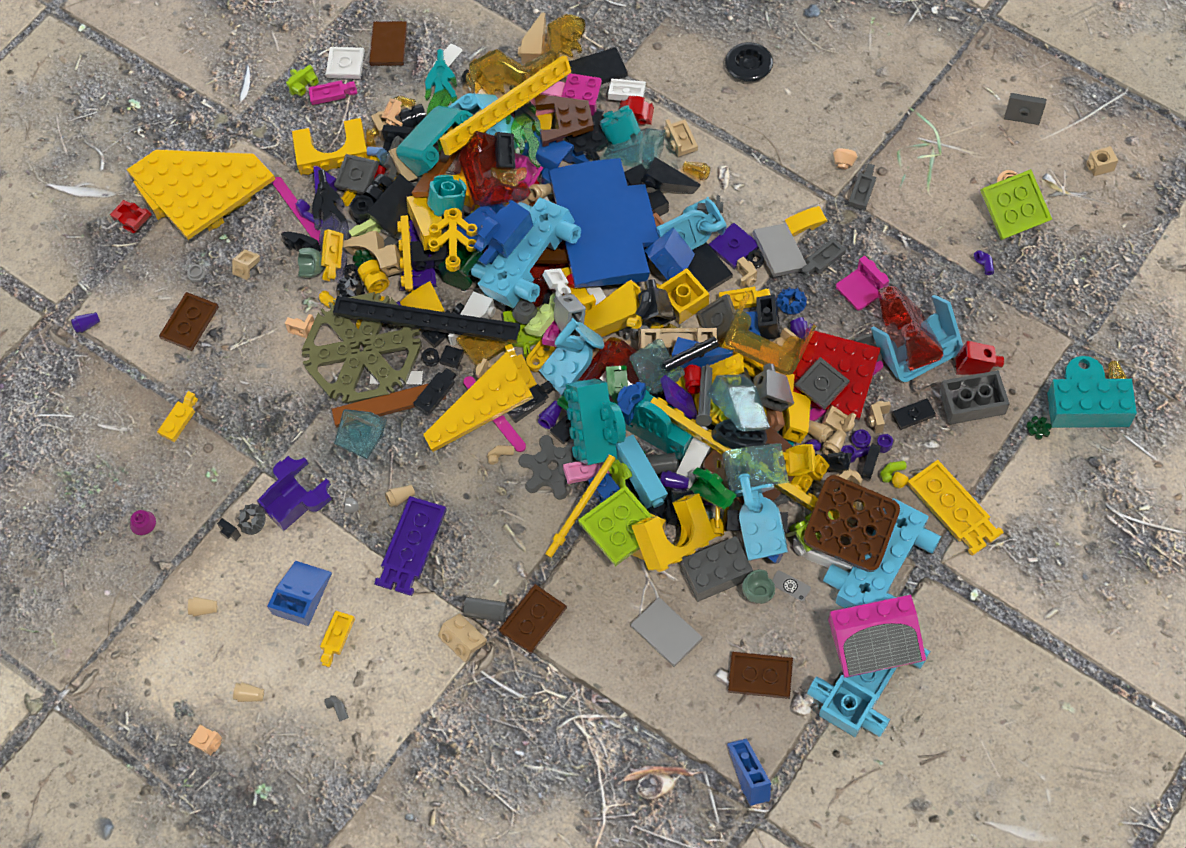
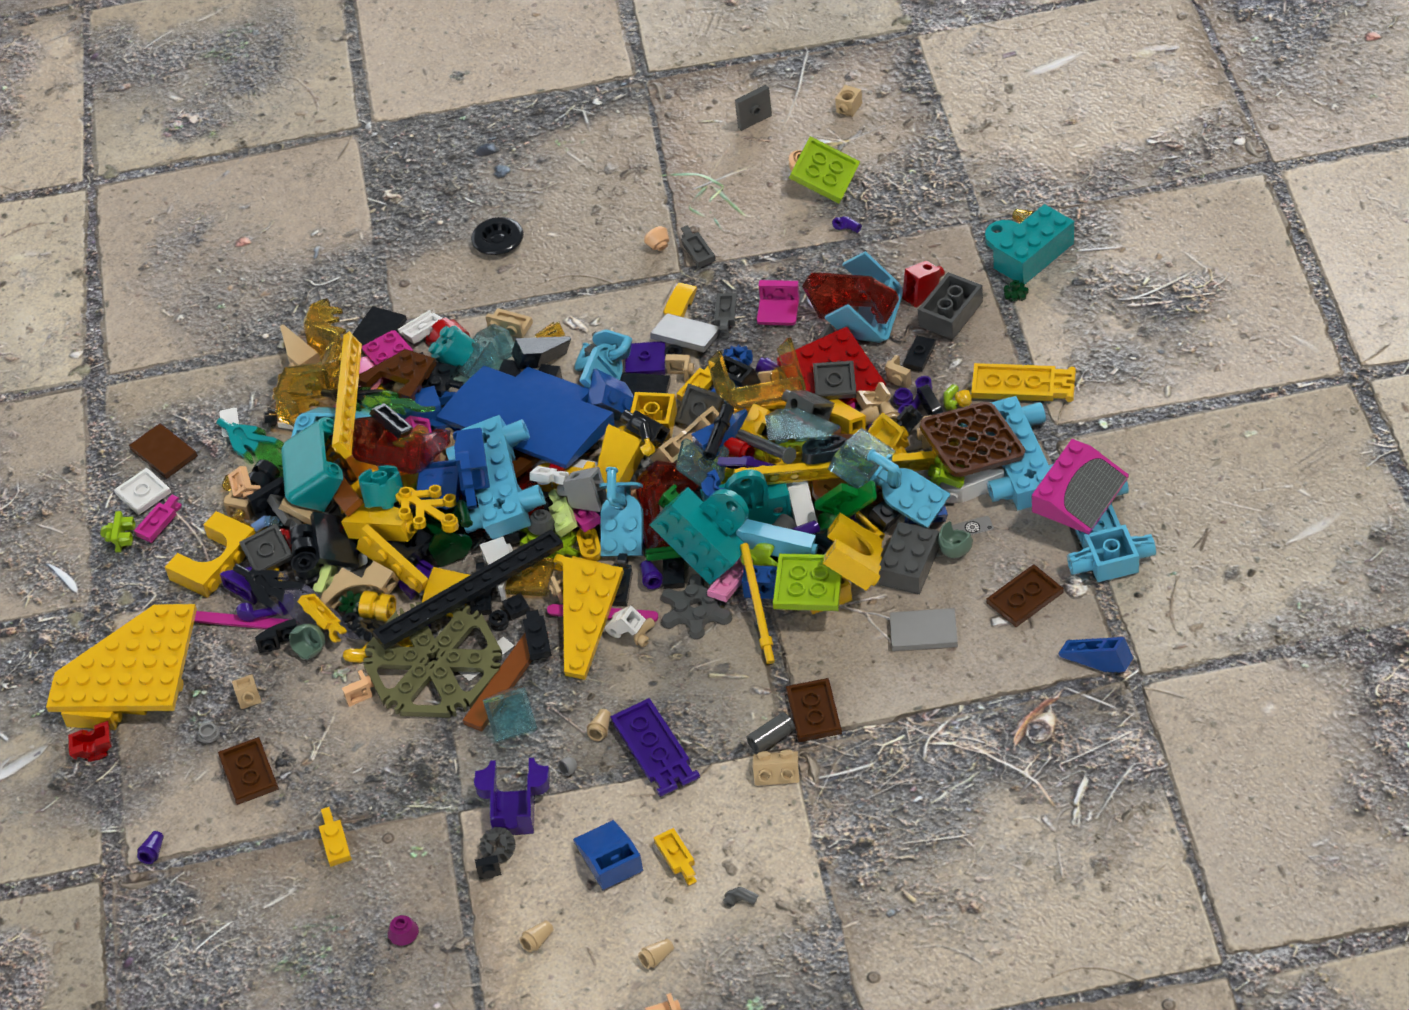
camera: 45 degrees left, 15 degrees down
(491, 438) = (625, 621): none -> white leg

